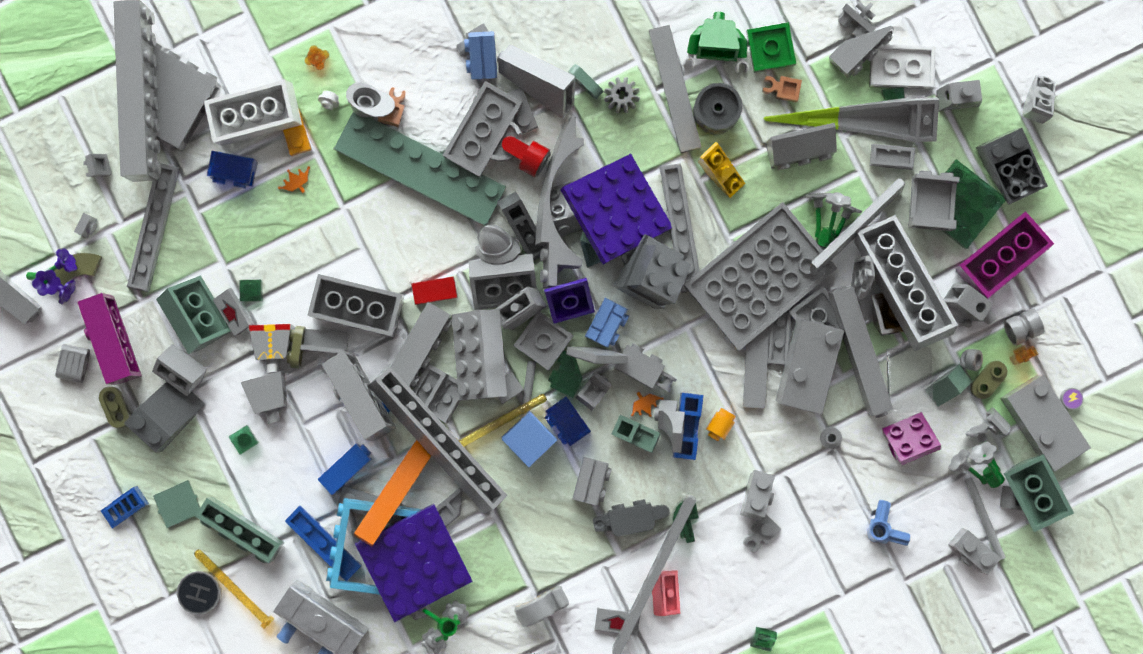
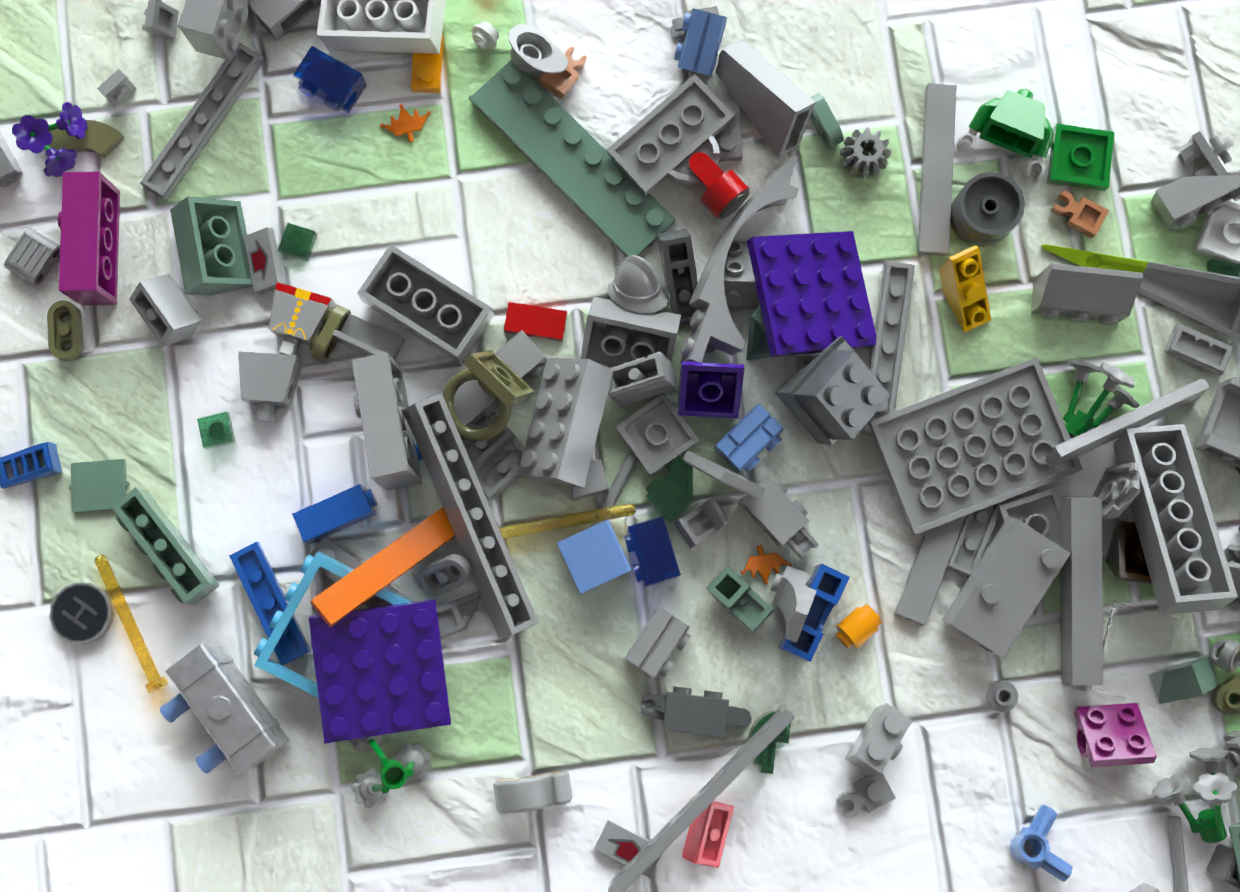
camera: 20 degrees right, 5 degrees down
(163, 416) = (122, 364): dark grey slope -> none
(425, 345) = (498, 382): none -> olive tile
(434, 484) = (445, 574): none -> light grey plate

